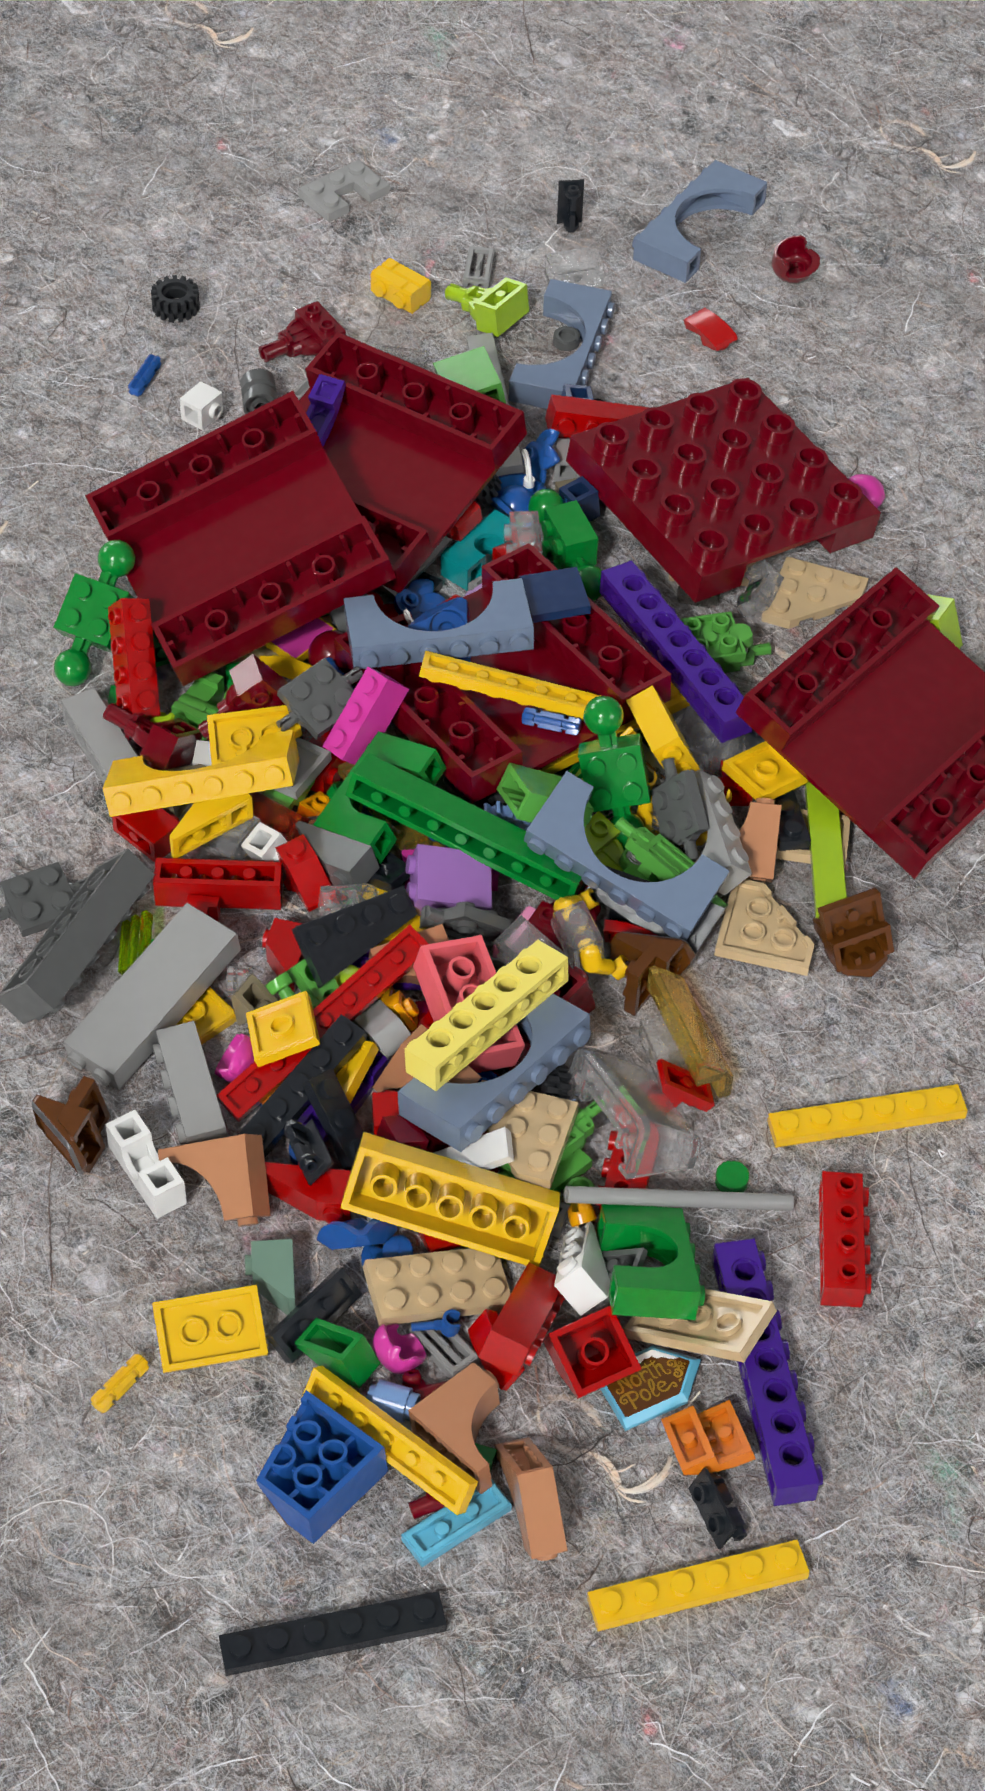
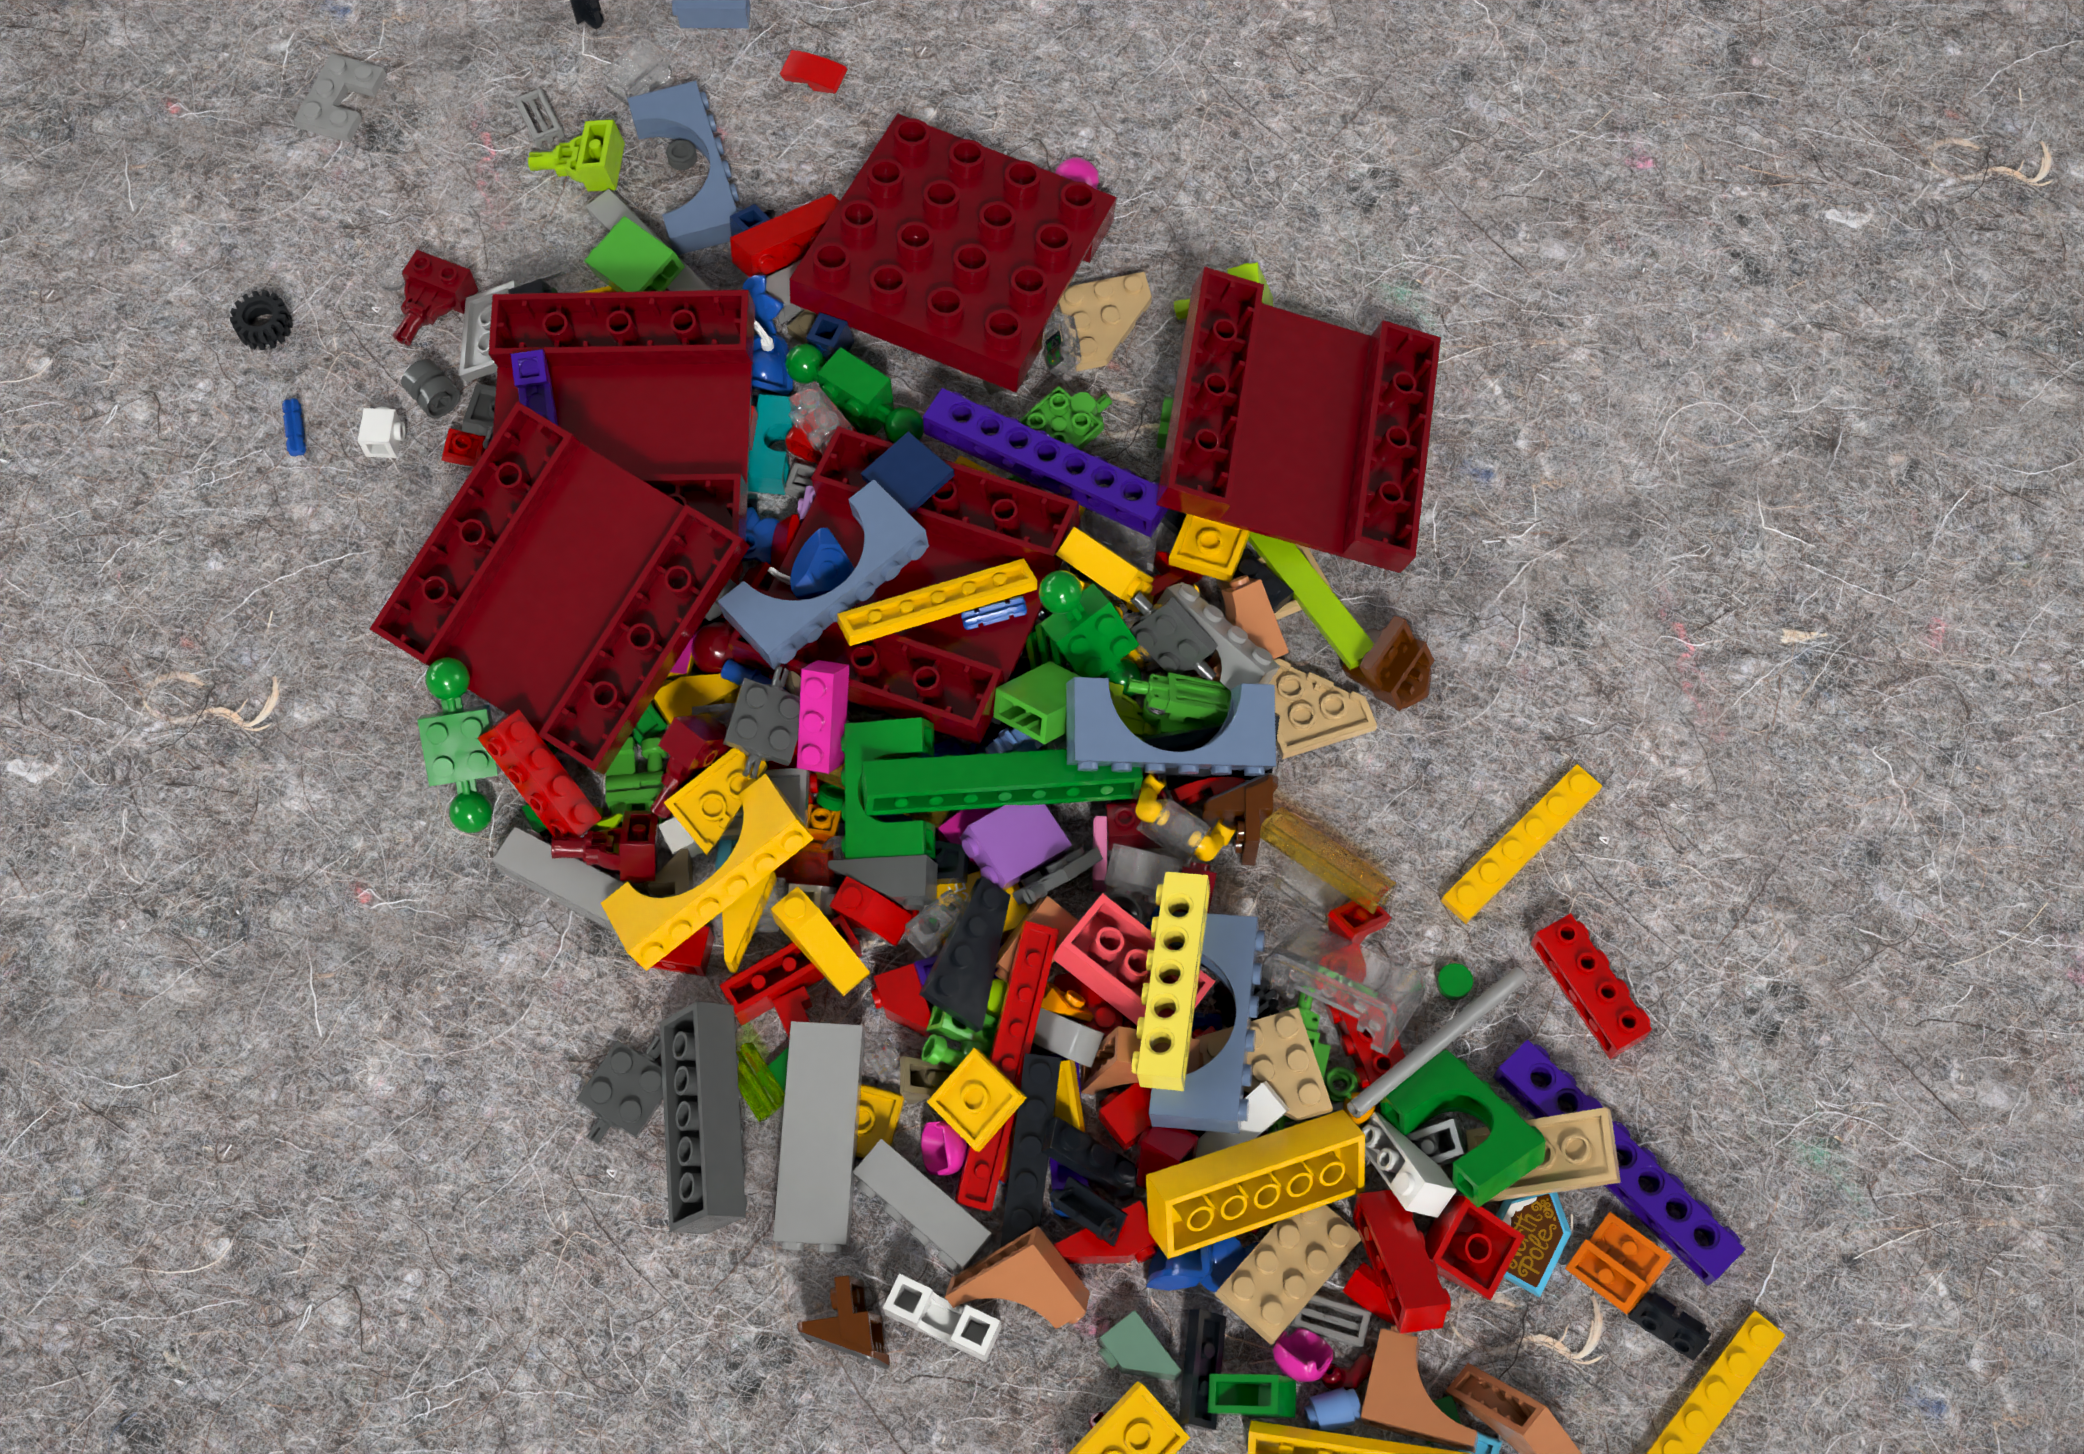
camera: 30 degrees left, 15 degrees up
(249, 863) = (819, 940): none -> yellow slope
(400, 285) = (480, 182): yellow brick -> none
(446, 1328) = (1318, 1306): blue hand -> none

